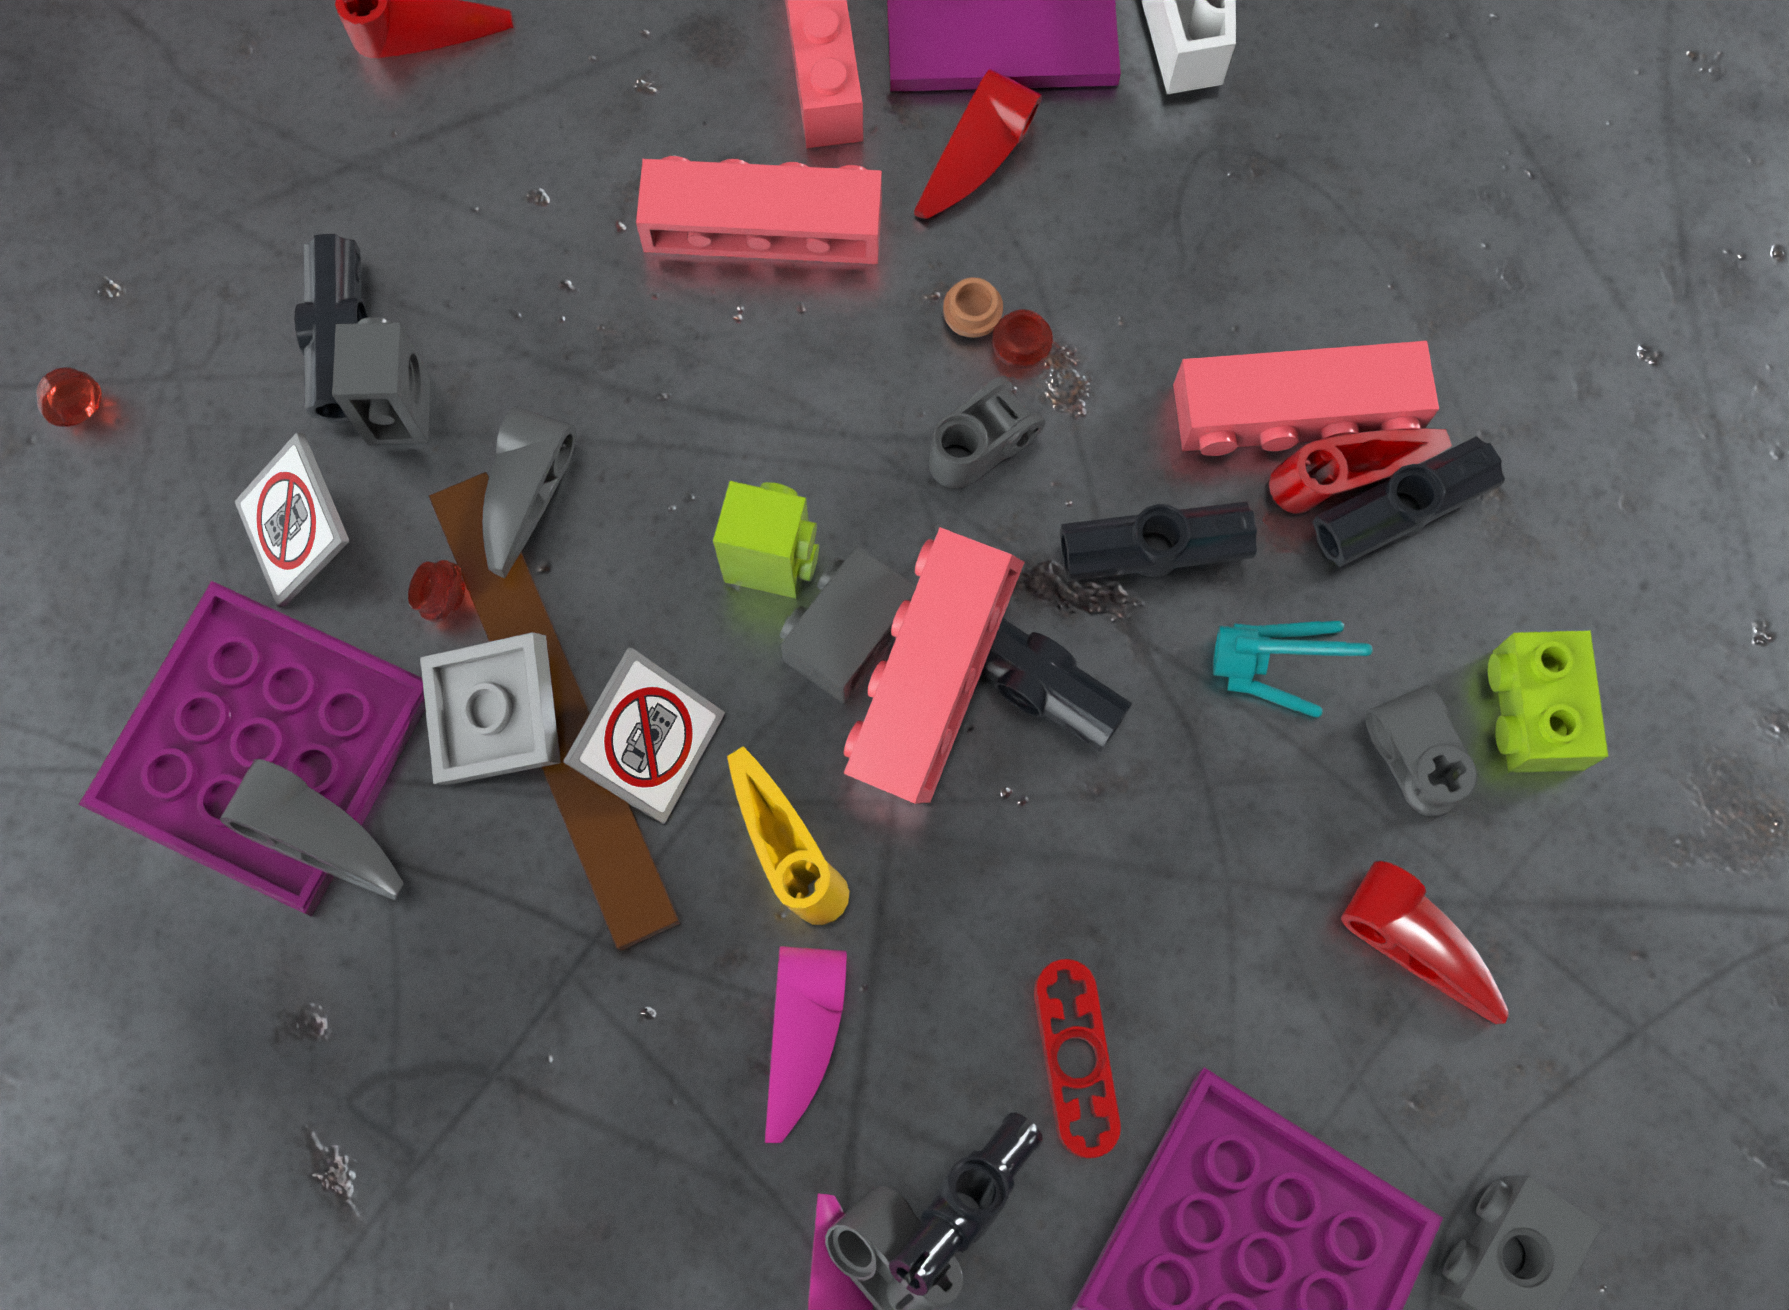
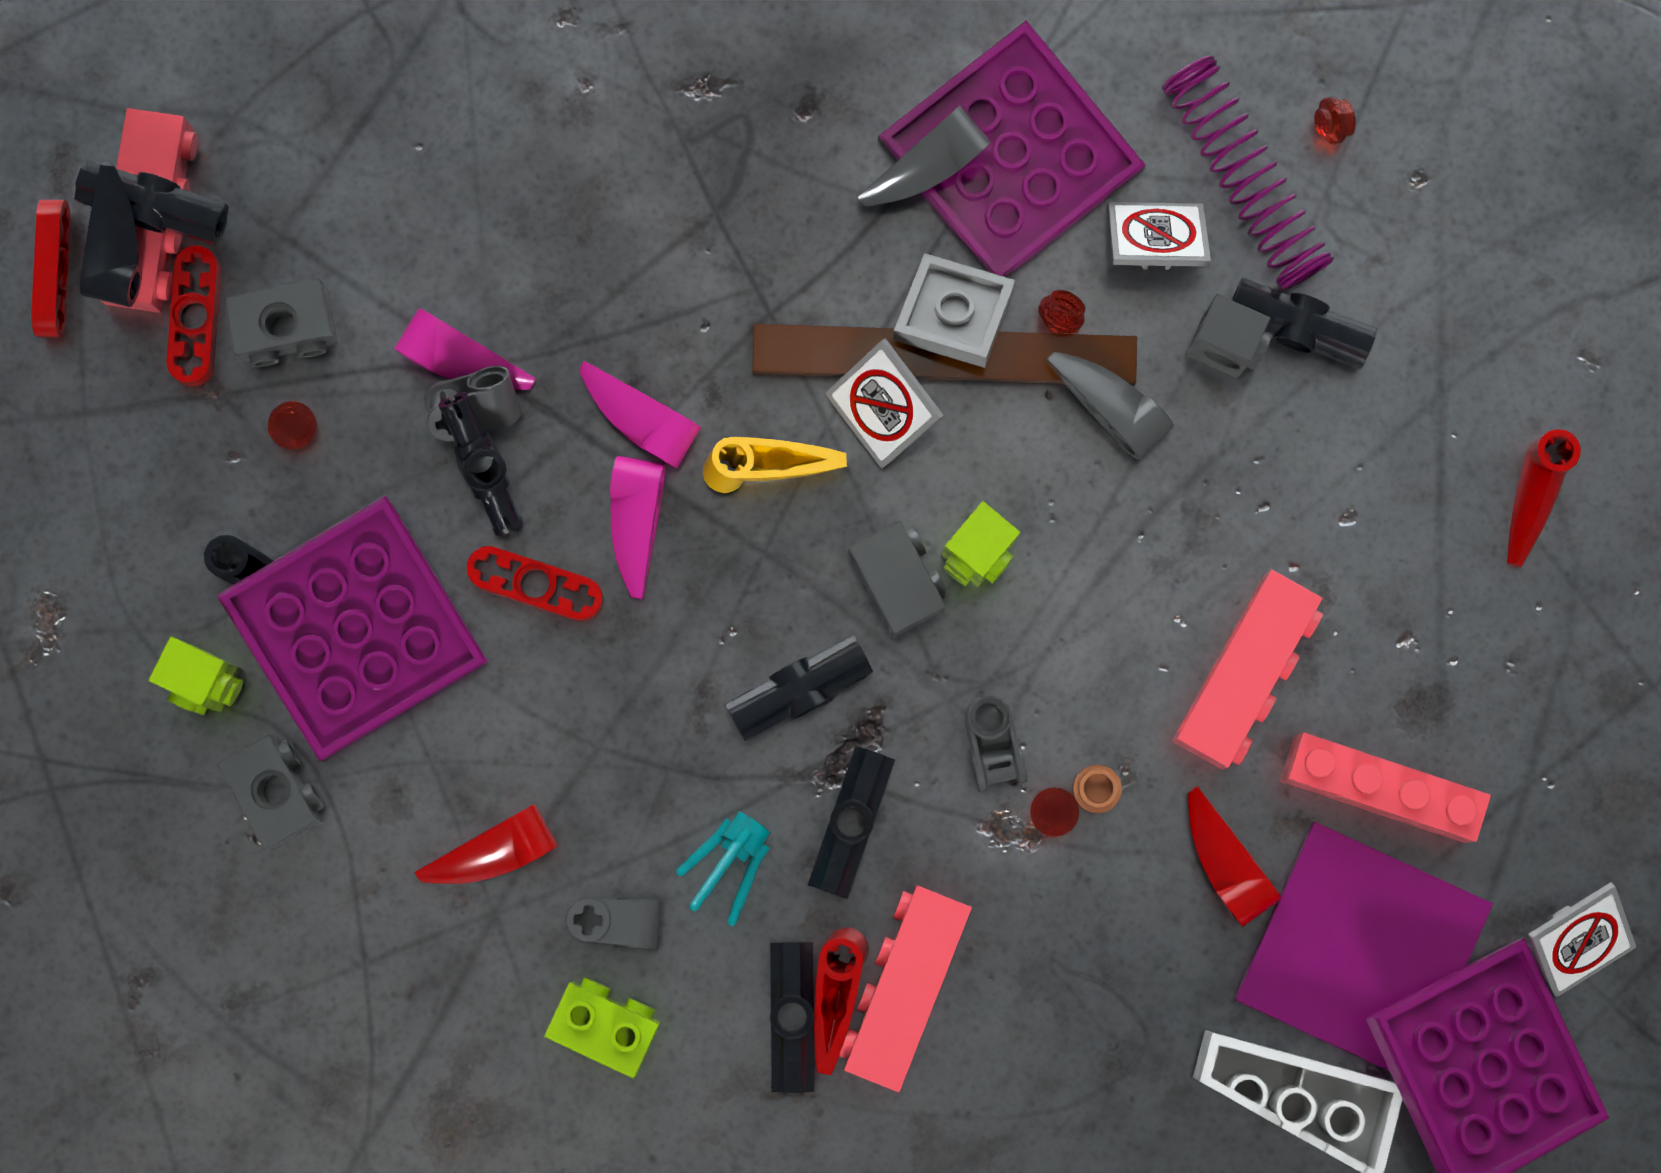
camera: 115 degrees right, 10 degrees up
(261, 341) = (1200, 71): none -> magenta piece
(932, 666) = (833, 614): coral brick -> none
(933, 973) = (635, 512): none -> dark pink piece

